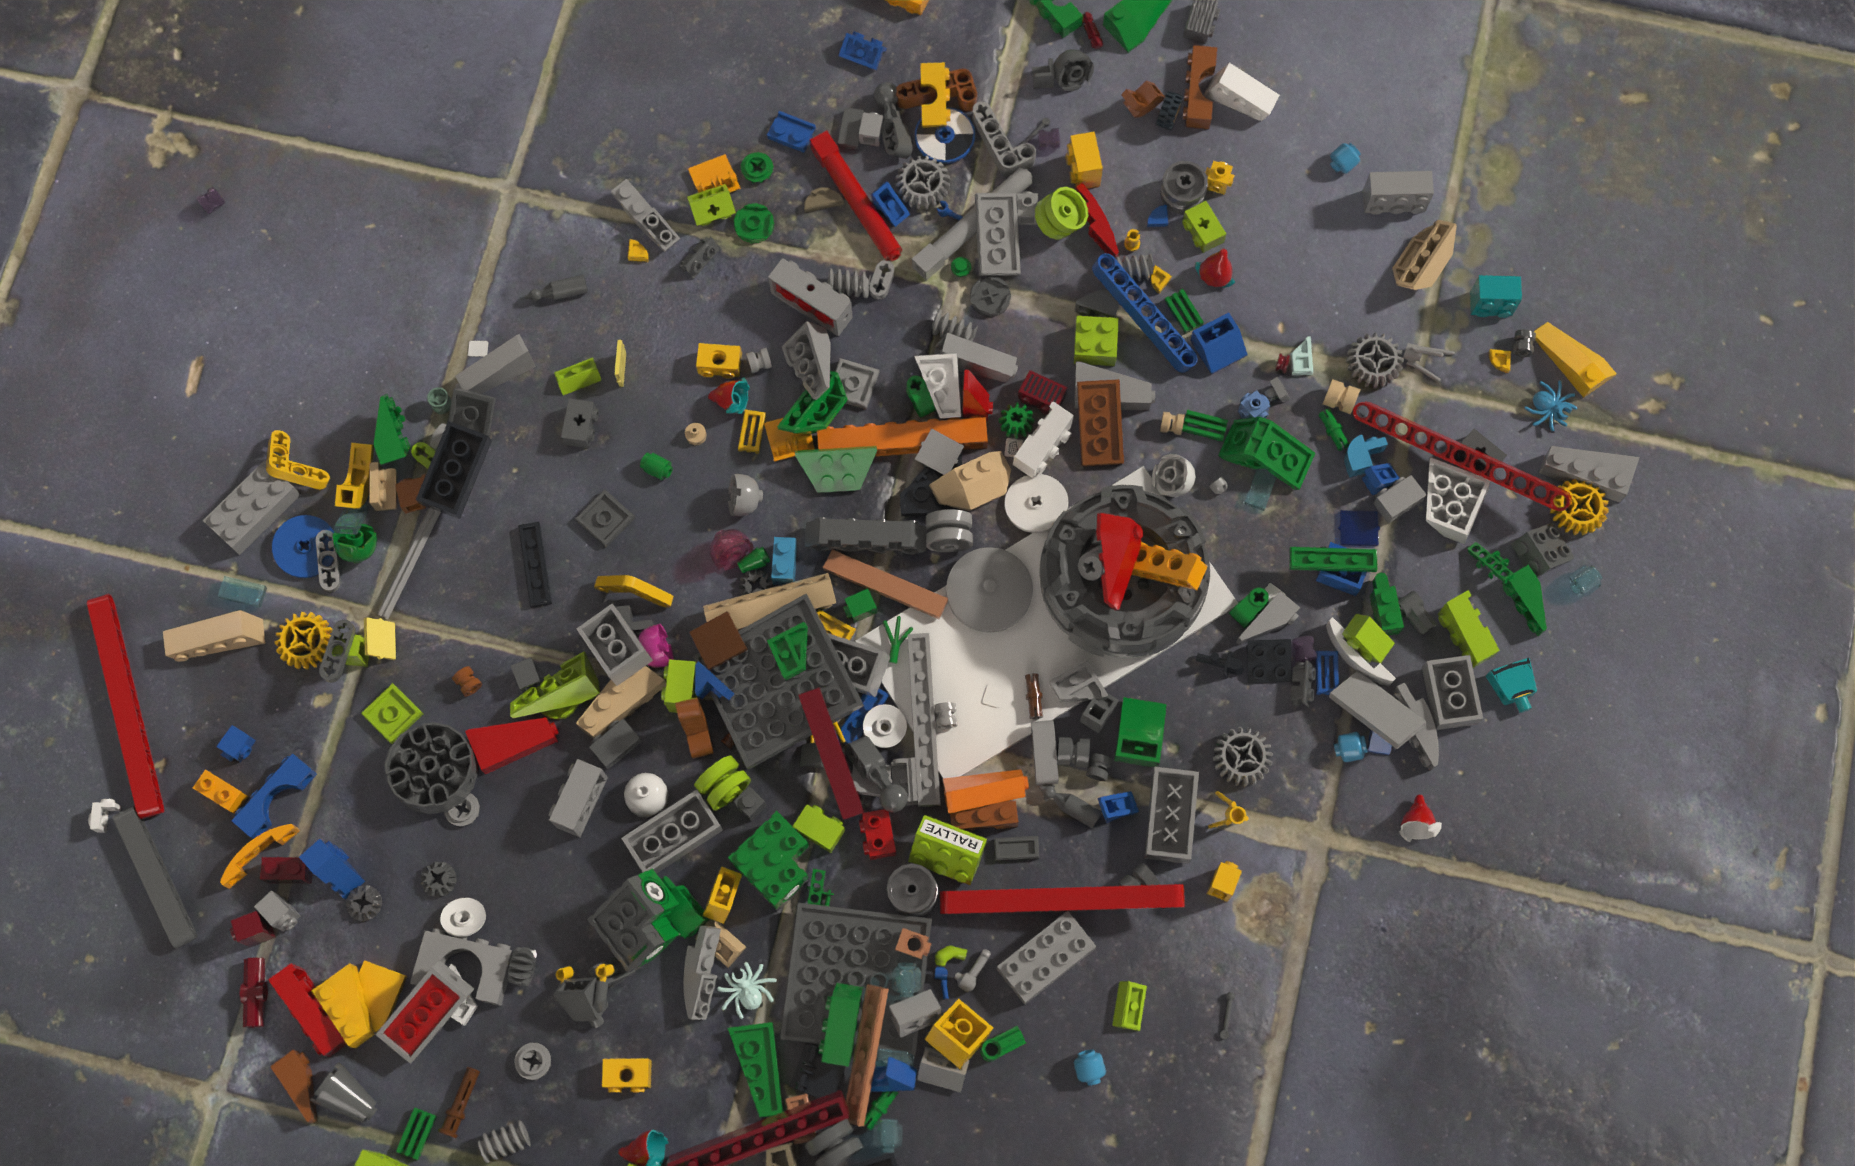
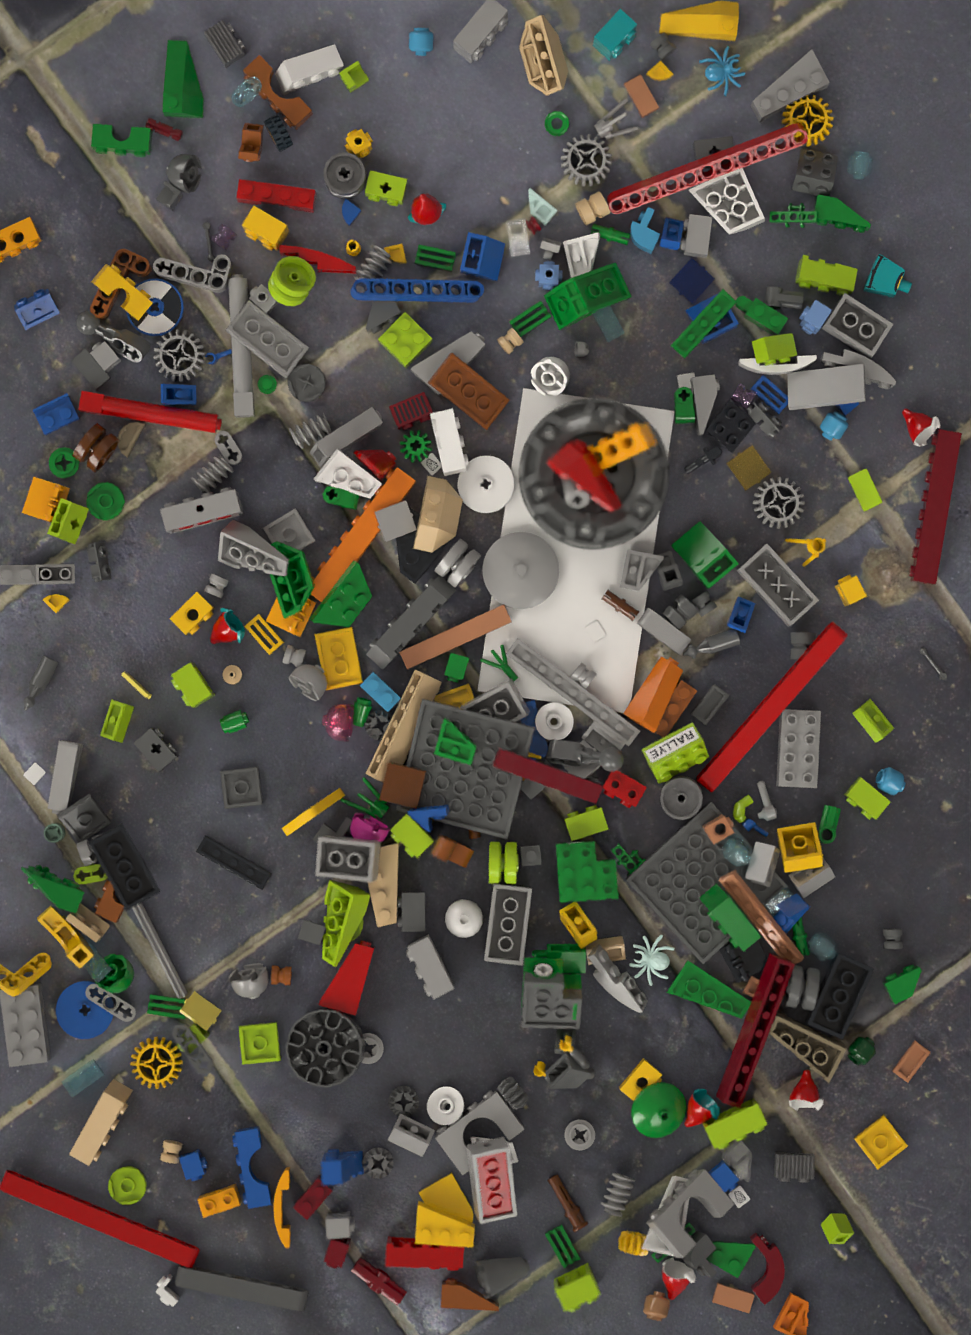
camera: 55 degrees left, 15 degrees up
(174, 705) = (127, 1185): none -> lime tile
(233, 715) = (171, 1151): none -> tan wheel
(354, 596) = (162, 1013): none -> green tile
(411, 908) = (411, 1135): none -> light grey brick
(439, 659) = (251, 981): none -> light grey cylinder
(613, 1099) = (652, 1104): none -> green dish
(658, 405) = (192, 685): none -> lime brick
(682, 642) = (378, 808): none -> green plant
(753, 467) = (294, 656): none -> light grey wheel
(784, 506) = (339, 658): none -> yellow tile
(790, 176) = (96, 447): none -> reddish brown wheel
(1055, 1059) = (866, 798): none -> lime piece
(1130, 164) = (267, 193): none -> red arch
(1179, 65) = (243, 88): none -> clear light blue beam
(1248, 708) = (748, 468): none -> clear yellow piece
(1262, 357) = (517, 237): none -> clear slope
(1268, 132) = (353, 76): none -> lime panel
(1299, 417) = (581, 253): none -> white wing
(1321, 822) = (865, 489): none -> lime slope
(1363, 896) = (935, 507): none -> dark red brick
(1381, 305) = (556, 132): none -> green piece
(1425, 648) = (814, 317): none -> medium blue brick
(1467, 361) = (641, 96): none -> nougat tile

